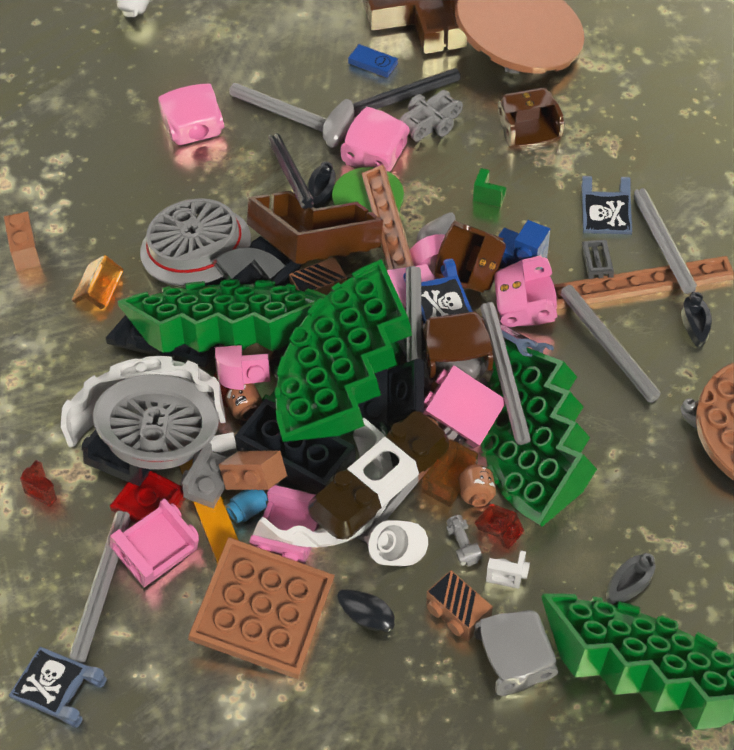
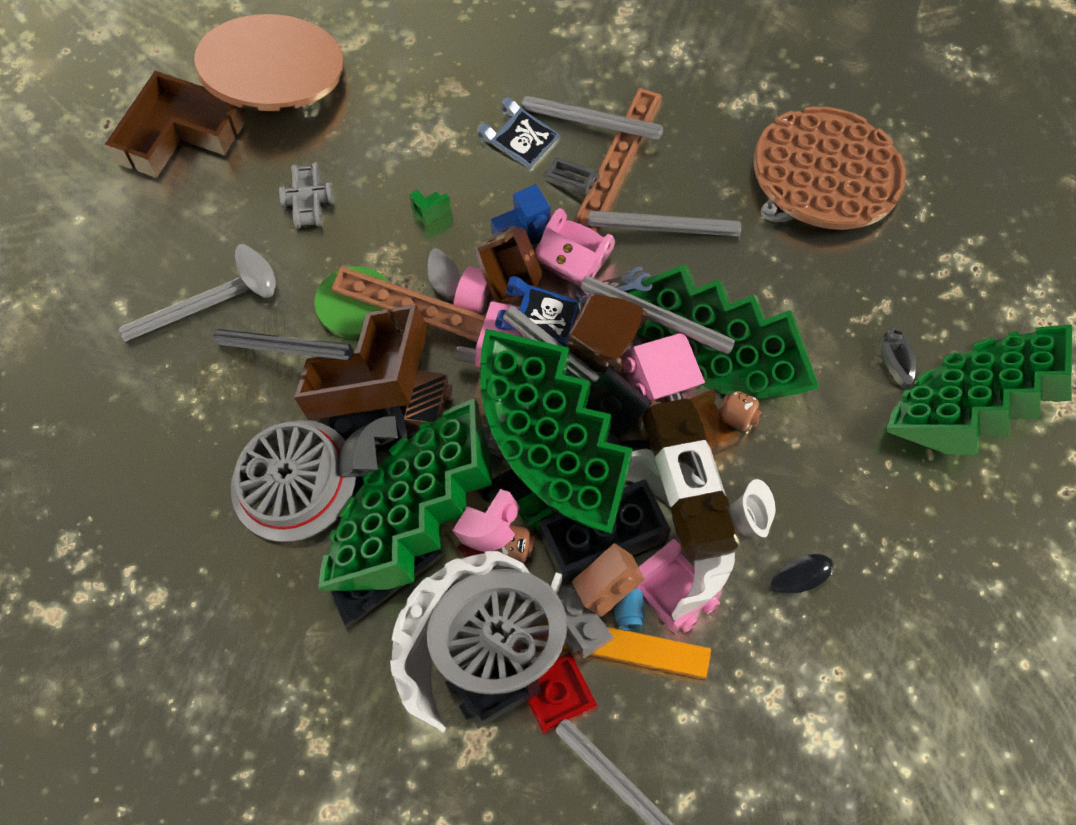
camera: 55 degrees left, 10 degrees up
(21, 241) = (155, 638): nougat brick -> none
(37, 485) = (478, 788): clear red bracket -> none
(98, 282) = (264, 595): clear orange panel -> none
(155, 543) = (619, 713): bright pink panel -> none
(191, 113) = (126, 388): bright pink piece -> none
(261, 608) = (748, 659): nougat plate -> none
(321, 184) = (307, 325): black arm -> none
(373, 60) = (195, 199): blue tile -> none
(374, 140) = (301, 255): bright pink piece -> none
(408, 91) = (258, 197): black axle -> none
(457, 605) = (847, 499): nougat brick -> none
(468, 553) = (798, 459): light grey bar -> none
(500, 523) = (786, 418): clear red bracket -> none
(507, 573) = (839, 440): white bracket -> none
(517, 650) = (921, 479): light grey piece -> none
(530, 118) = (380, 123): reddish brown piece -> none
(696, 318) = (685, 148): black arm -> none

